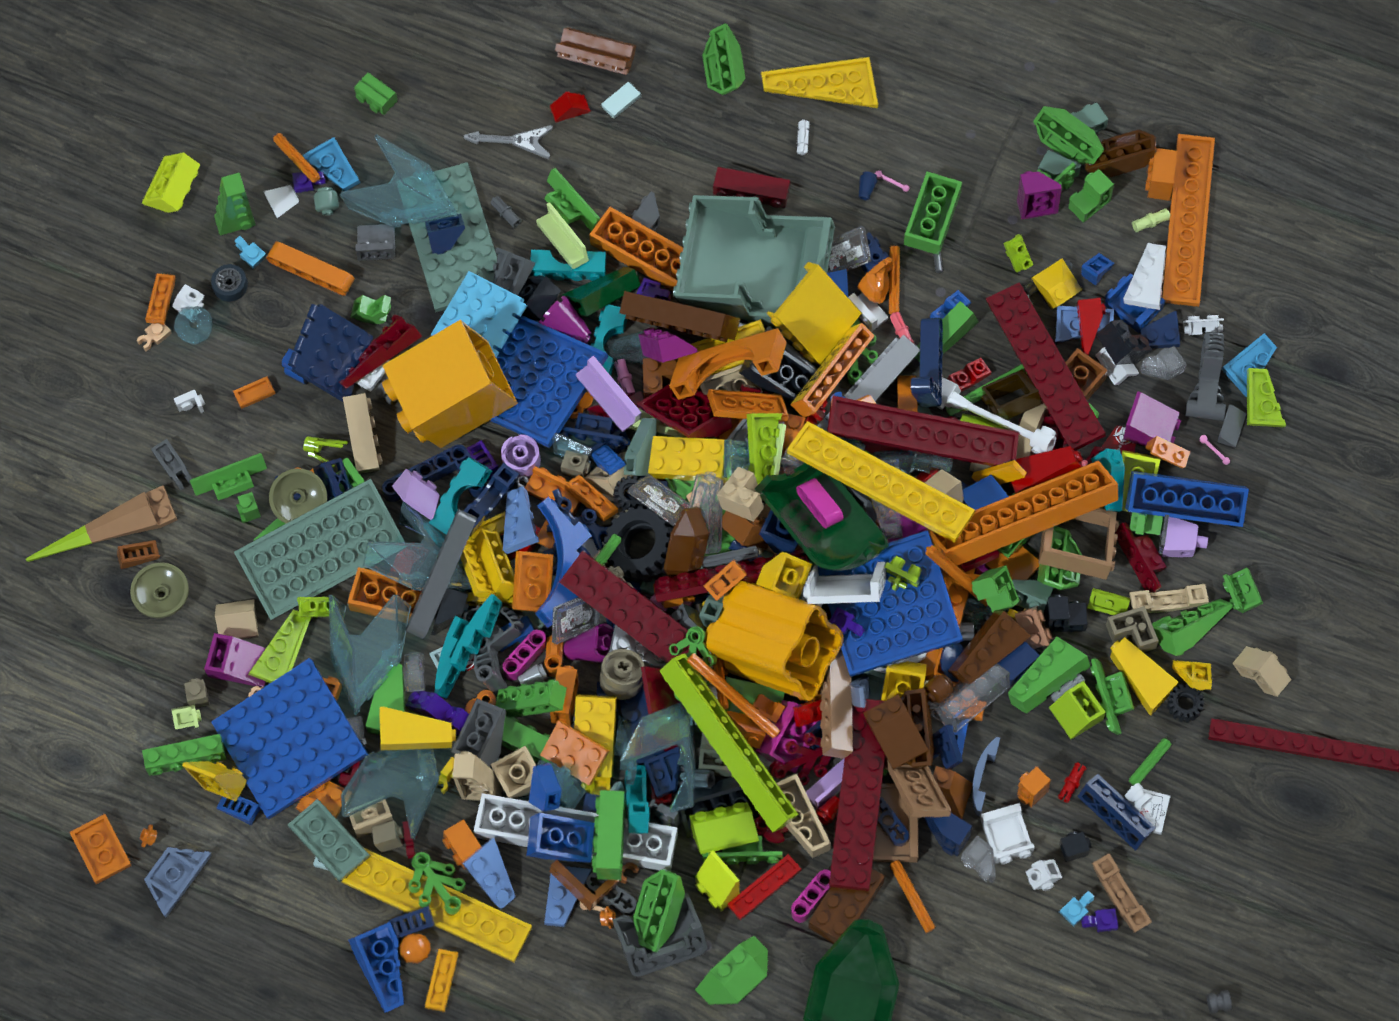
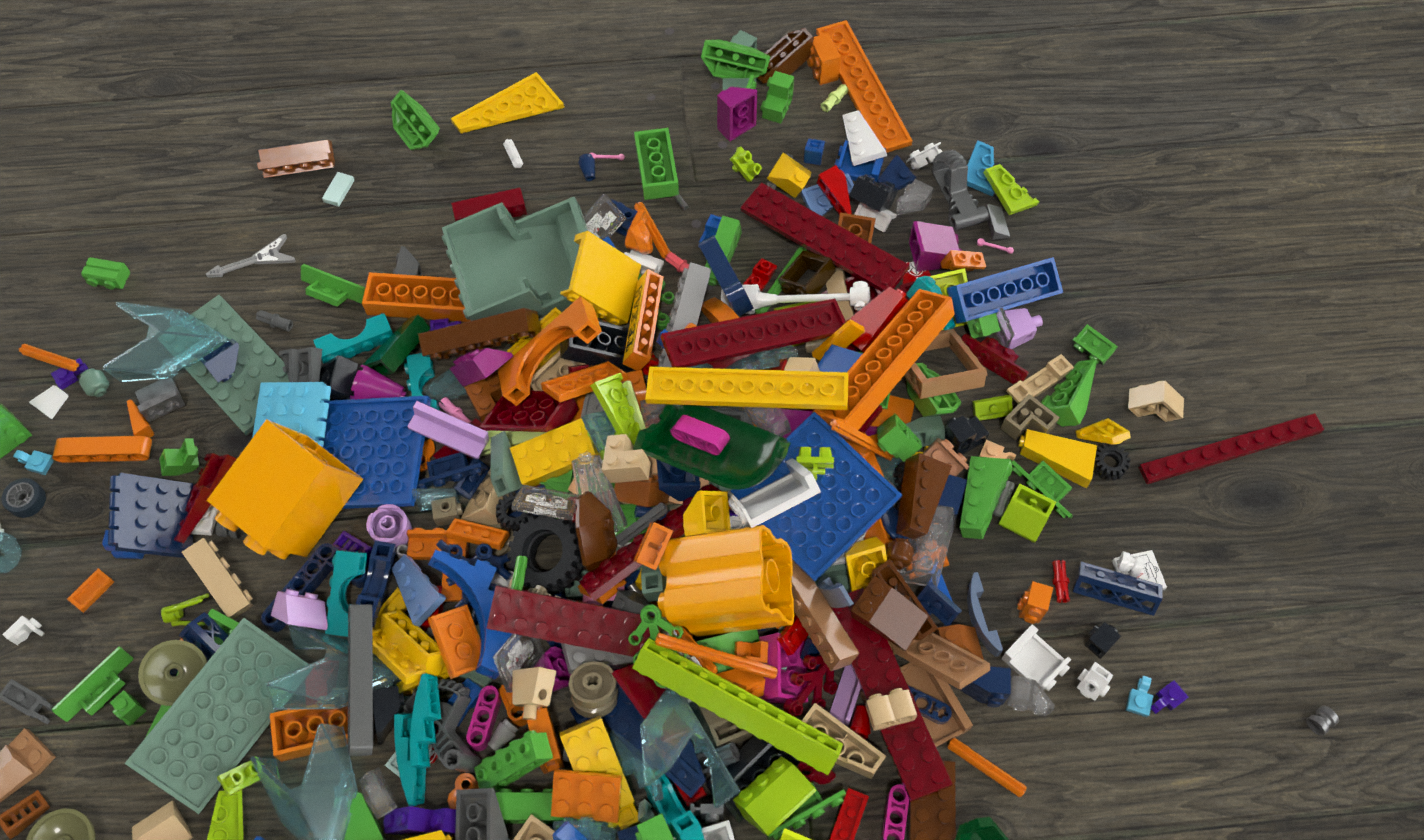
camera: 30 degrees left, 5 degrees down
(332, 161) = (87, 347): dark azure wing -> none
(350, 258) = (139, 423): none -> orange slope
(563, 237) = (338, 317): yellowish green panel -> none
(569, 106) = (293, 211): red slope -> none
(572, 649) = (532, 689): none -> tan torso
(607, 460) = (475, 492): blue slope -> none
(845, 622) = (786, 532): dark purple plate -> none
(851, 807) = (890, 709): none -> tan brick
(1086, 644) = (994, 450): none -> light nougat plate
(1120, 893) = (1171, 665): medium nougat slope -> none
(1150, 761) = (1114, 529): bright green axle -> none

